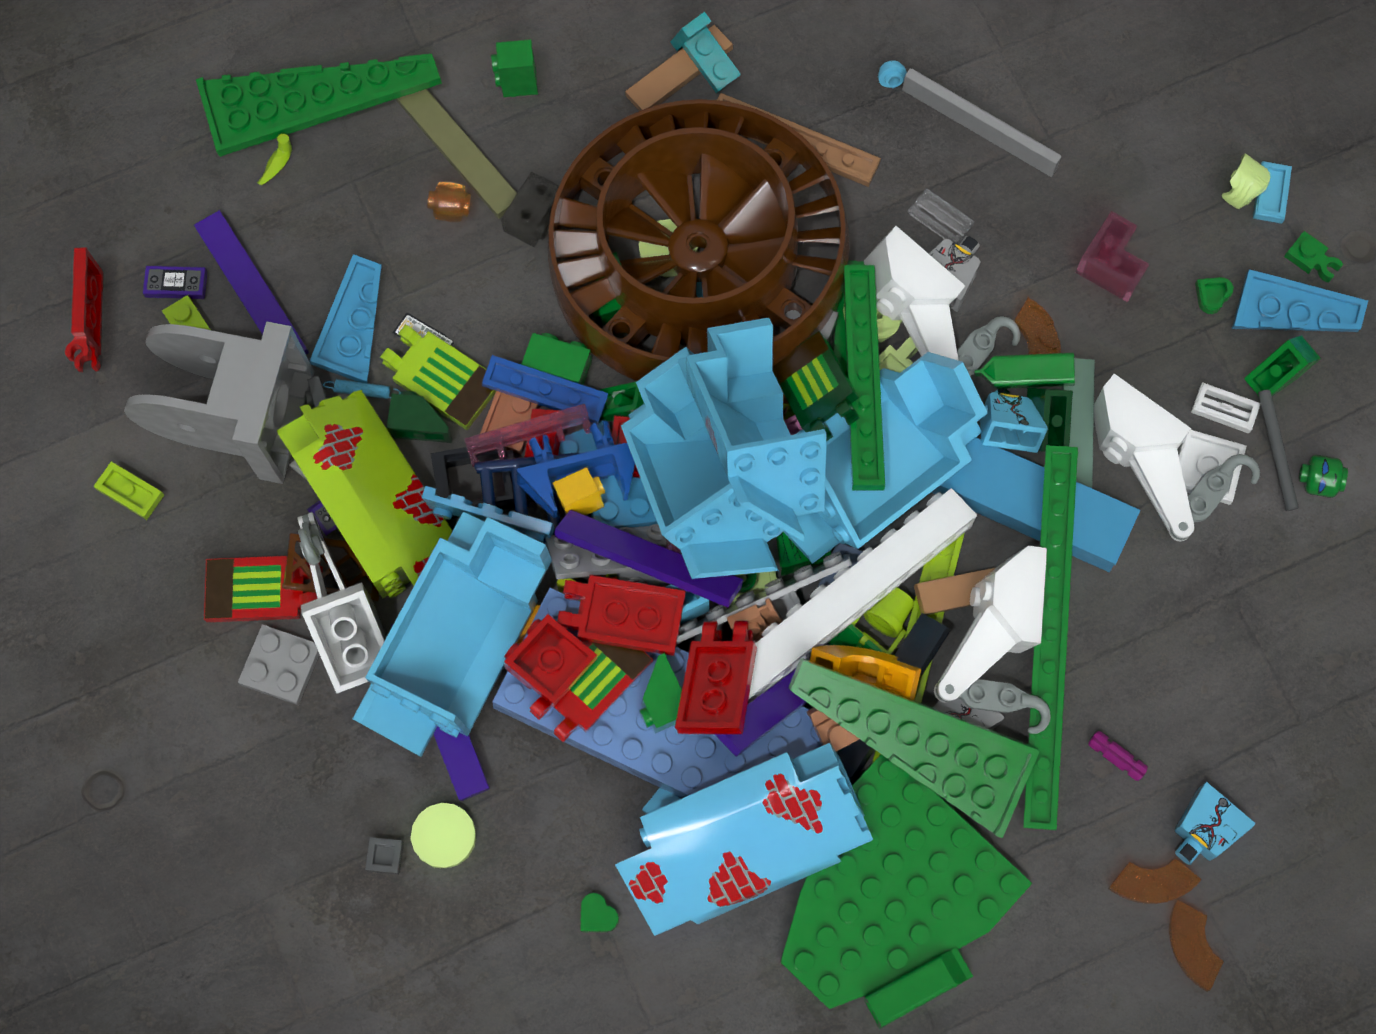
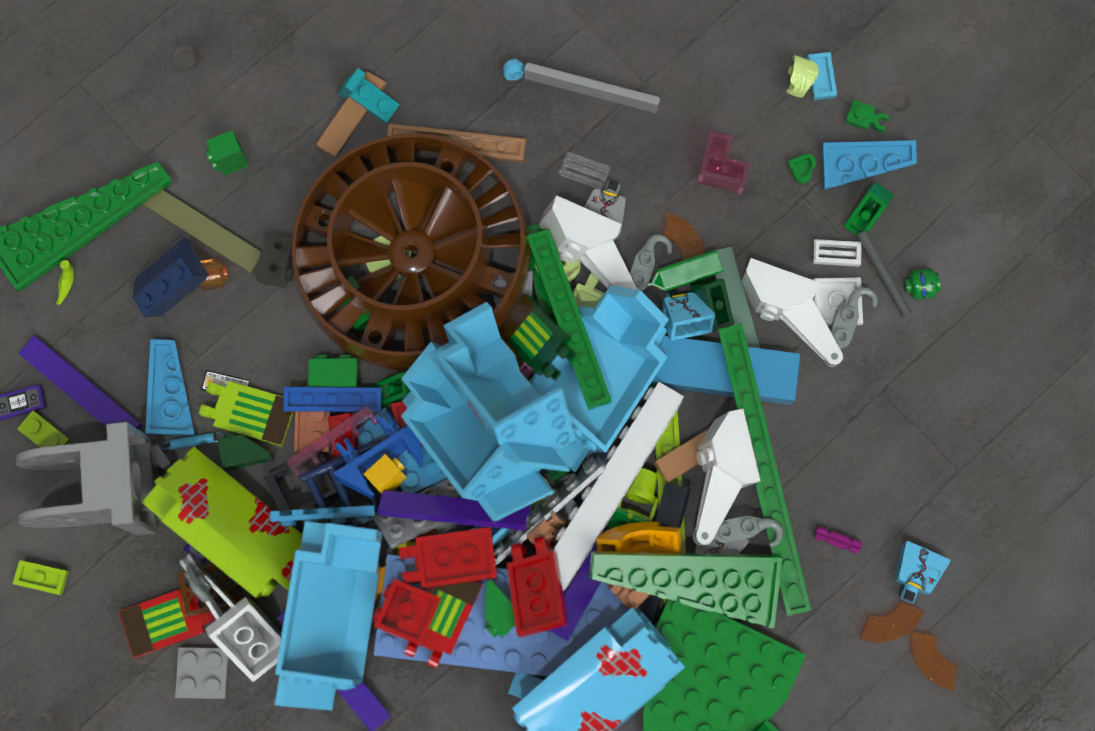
camera: 20 degrees left, 5 degrees up
(398, 192) = (168, 280): none -> dark blue slope

